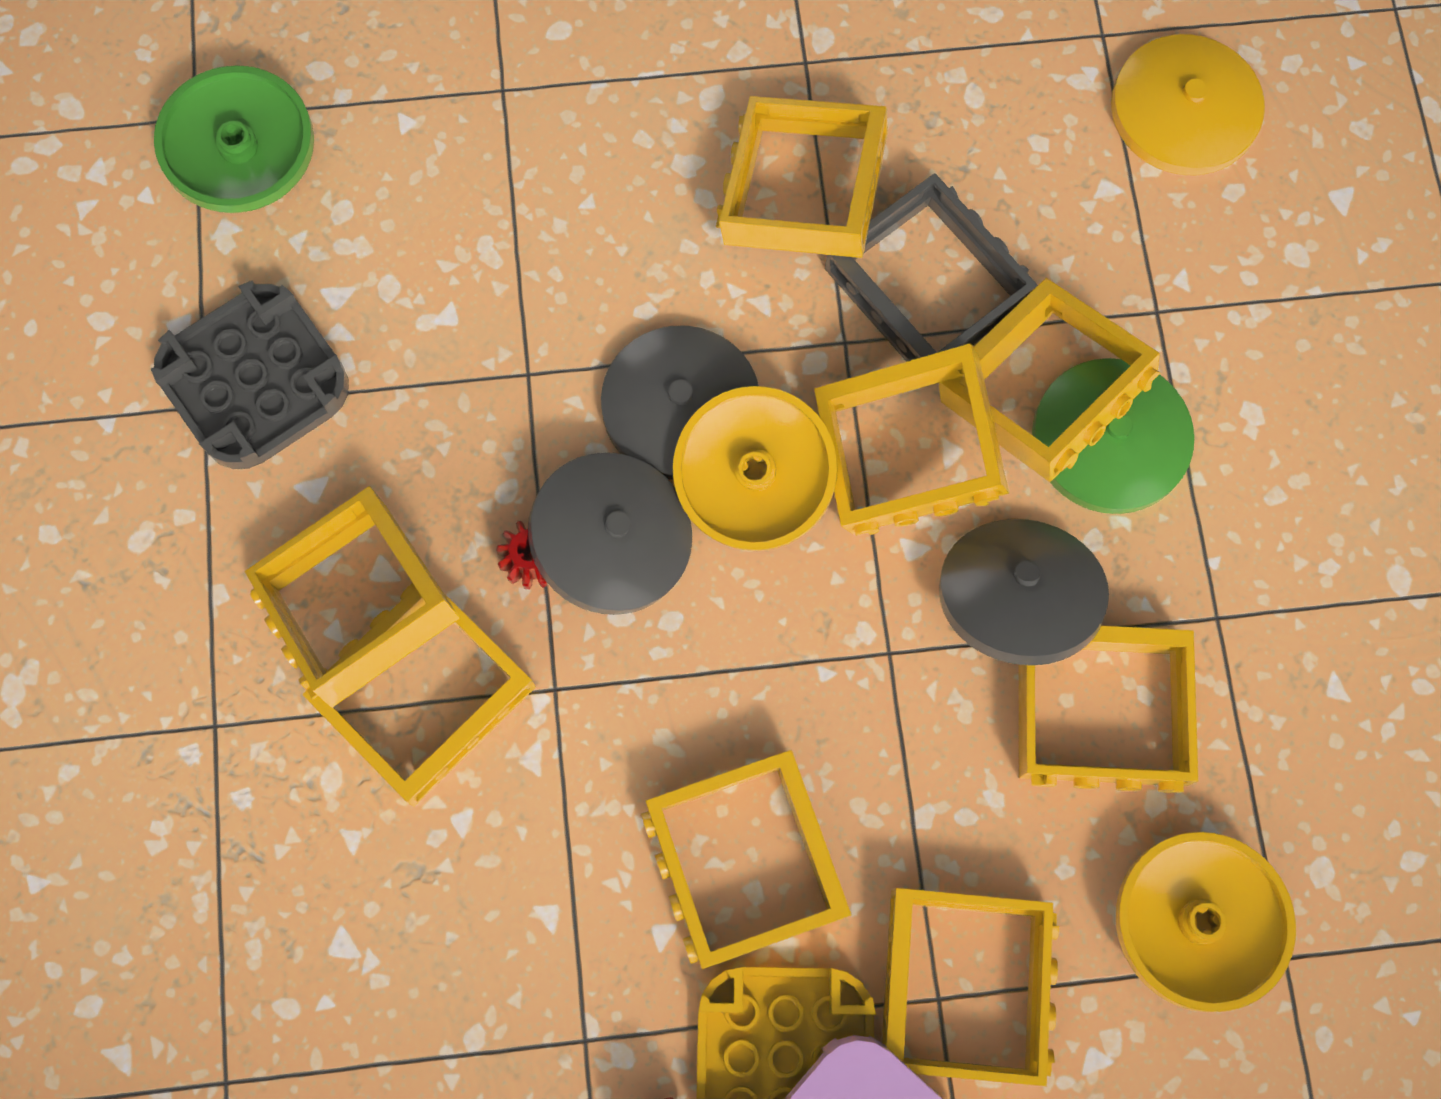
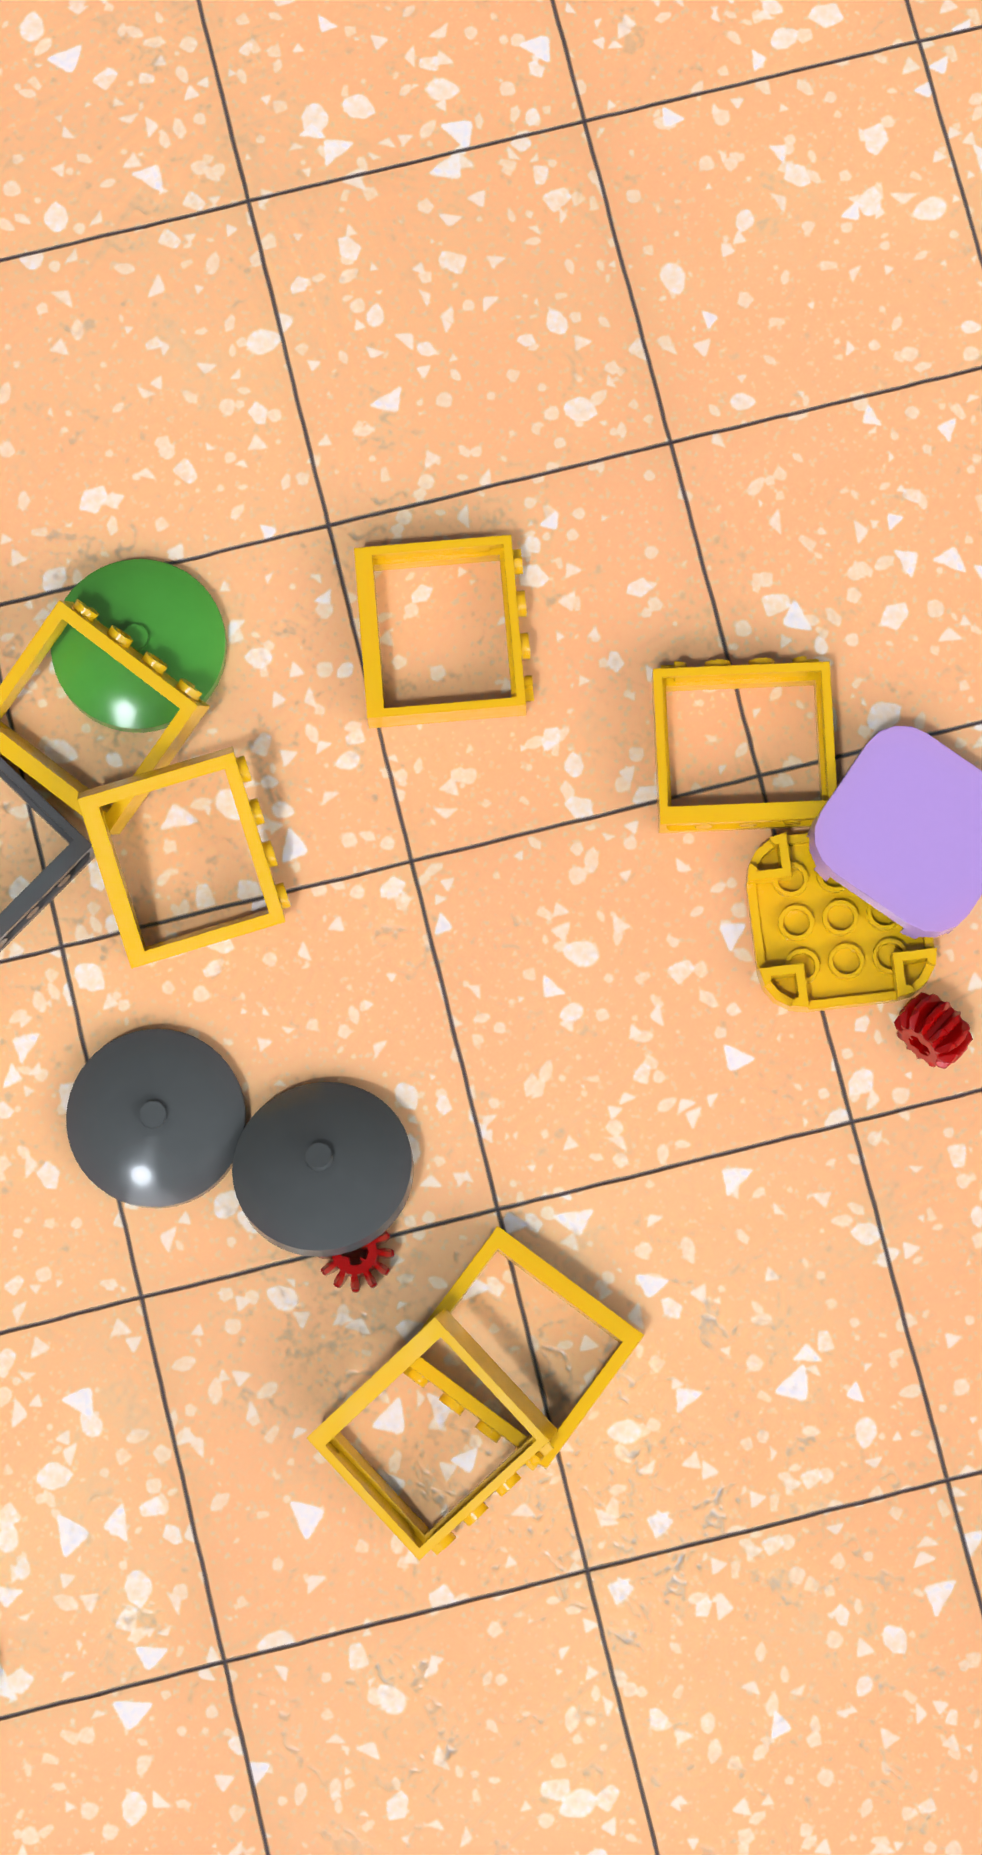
camera: 90 degrees left, 5 degrees up
(251, 376) = (183, 1610): dark grey tile -> none
(755, 468) = (233, 1020): yellow dish -> none
(809, 831) = (619, 916): yellow window -> none
(1023, 592) = (332, 724): dark grey dish -> none
(1206, 922) = (648, 520): yellow dish -> none

